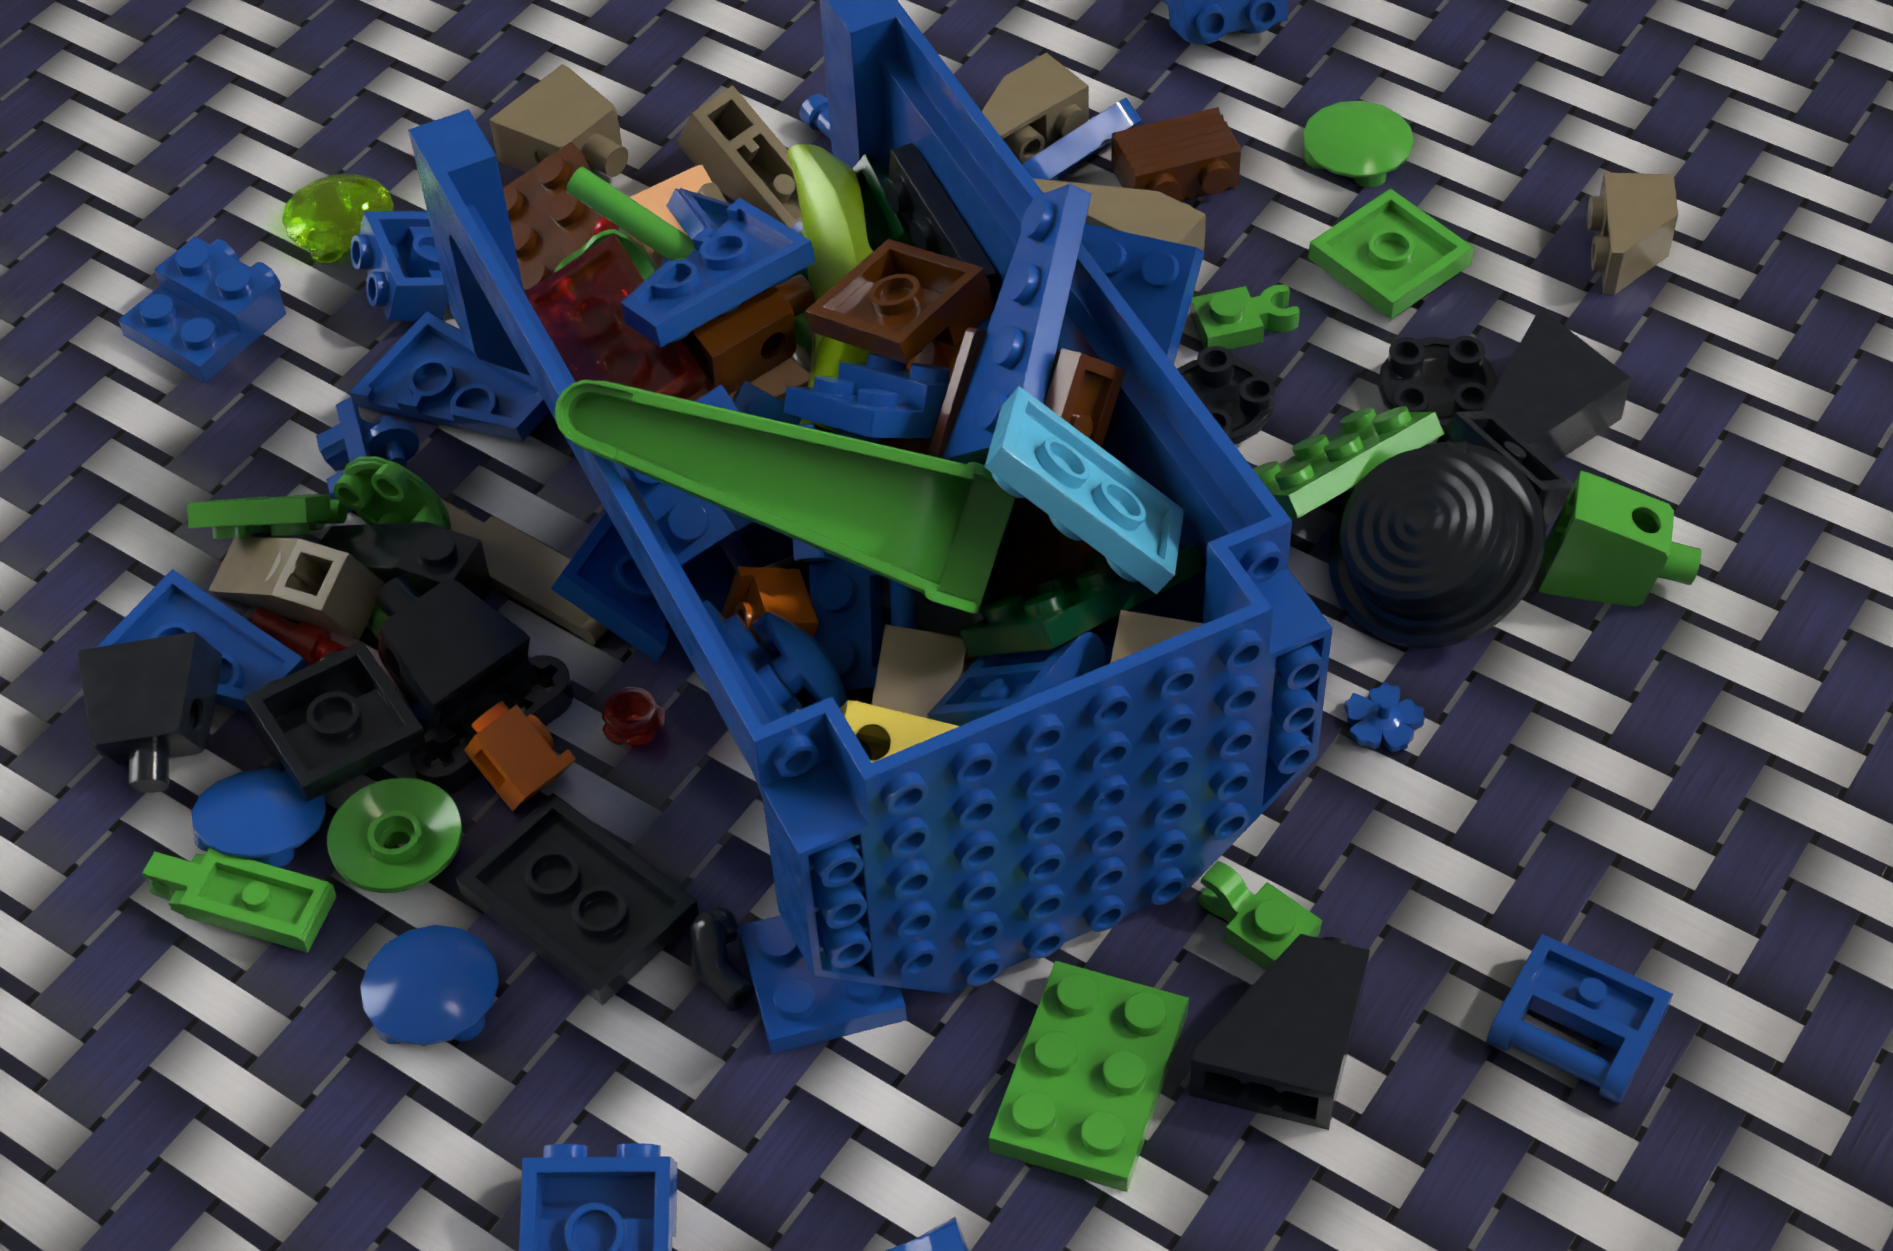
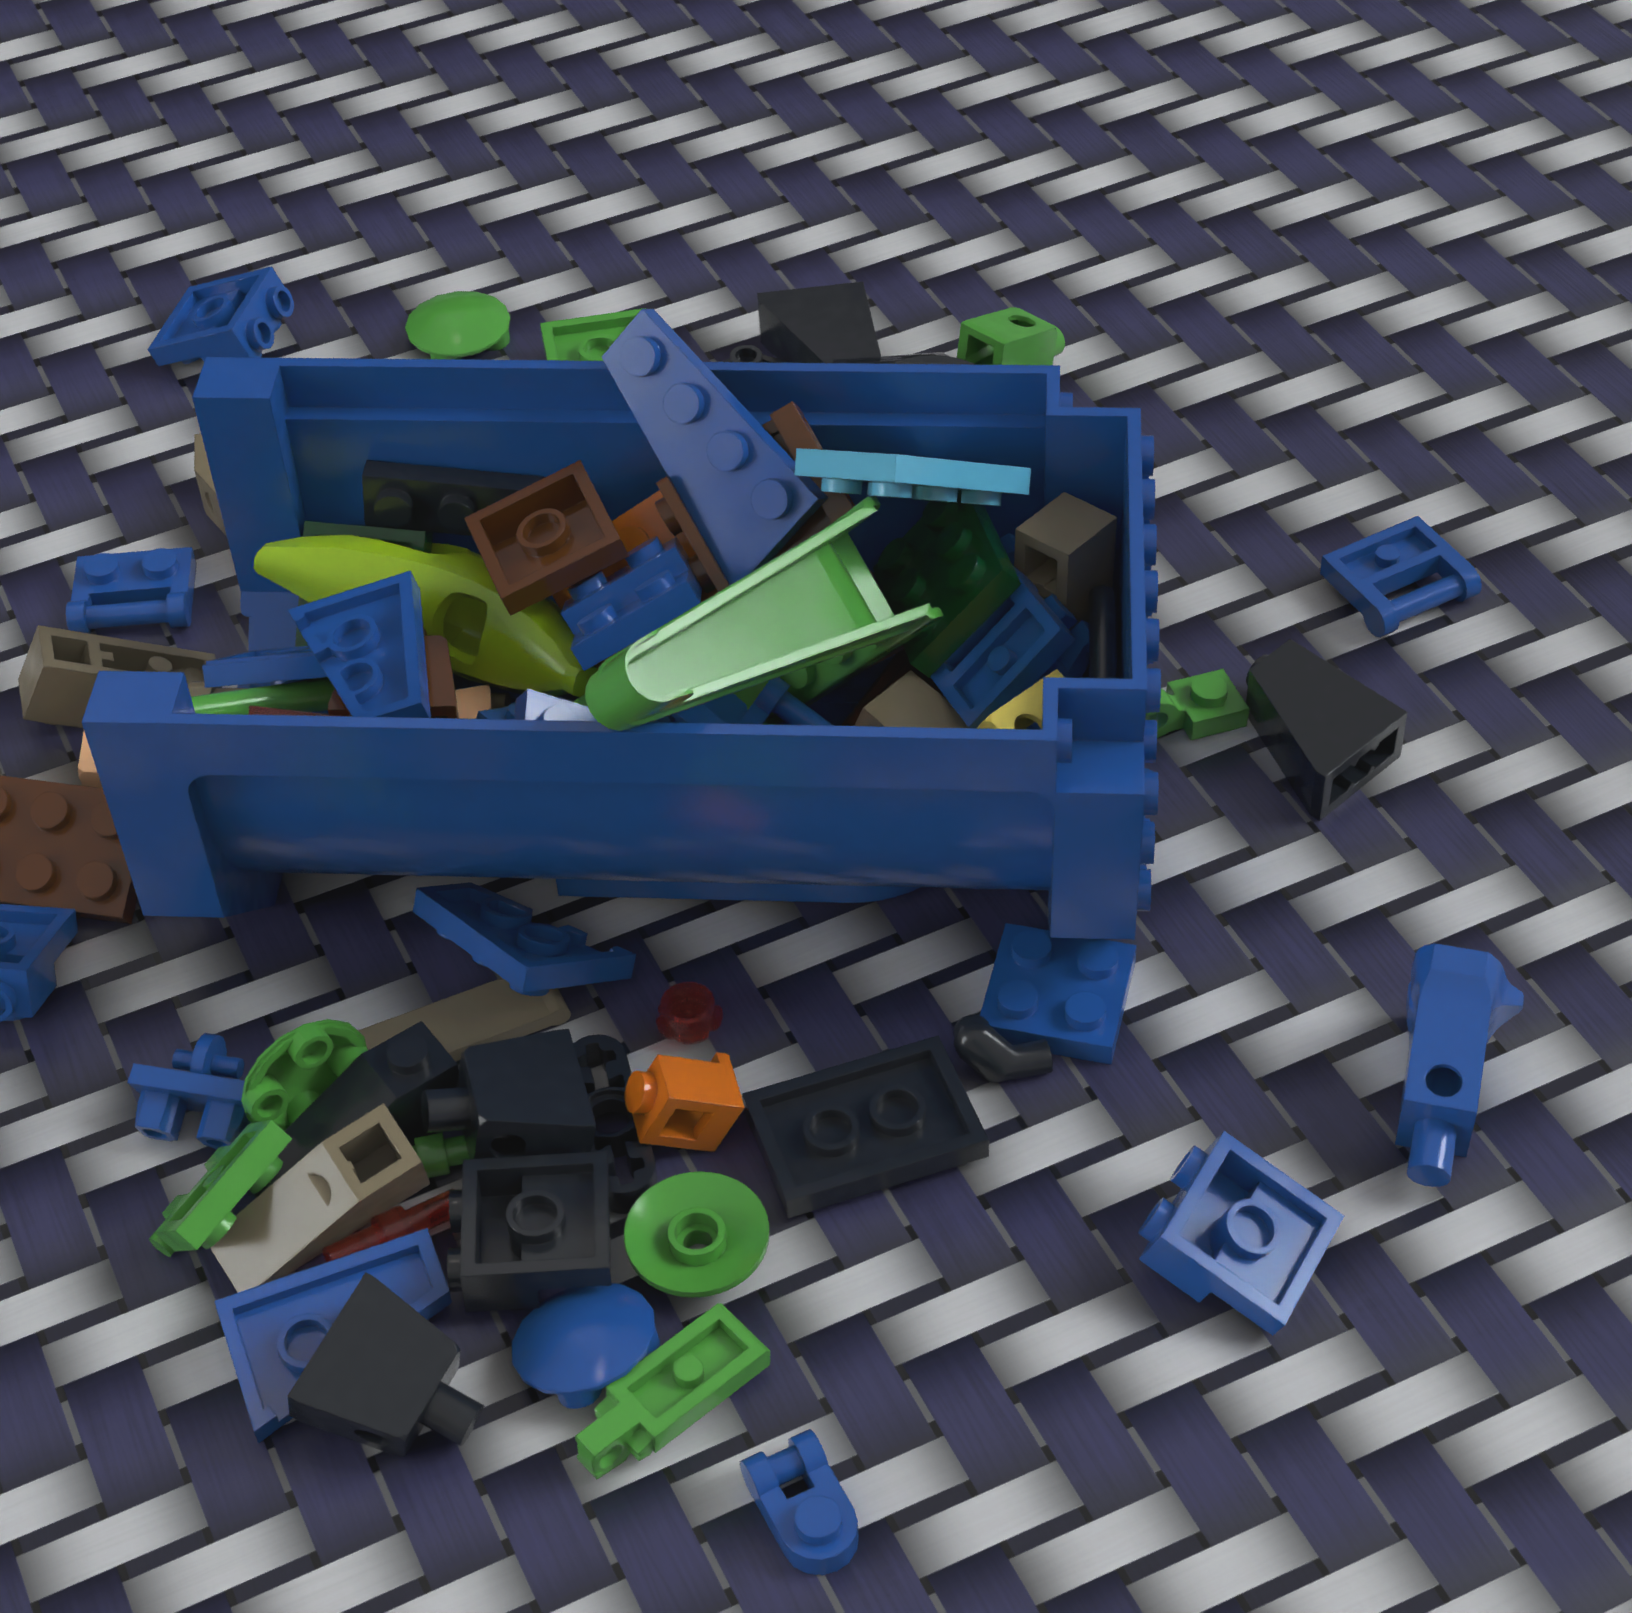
camera: 60 degrees left, 5 degrees down
(167, 1059) = (814, 1527): none -> blue plate
(430, 986) = (880, 1278): blue dish -> none
(440, 381) = (164, 995): blue wing -> none
(1089, 1076) = (1271, 865): bright green plate -> none
(1633, 226) = (697, 226): dark tan slope -> none

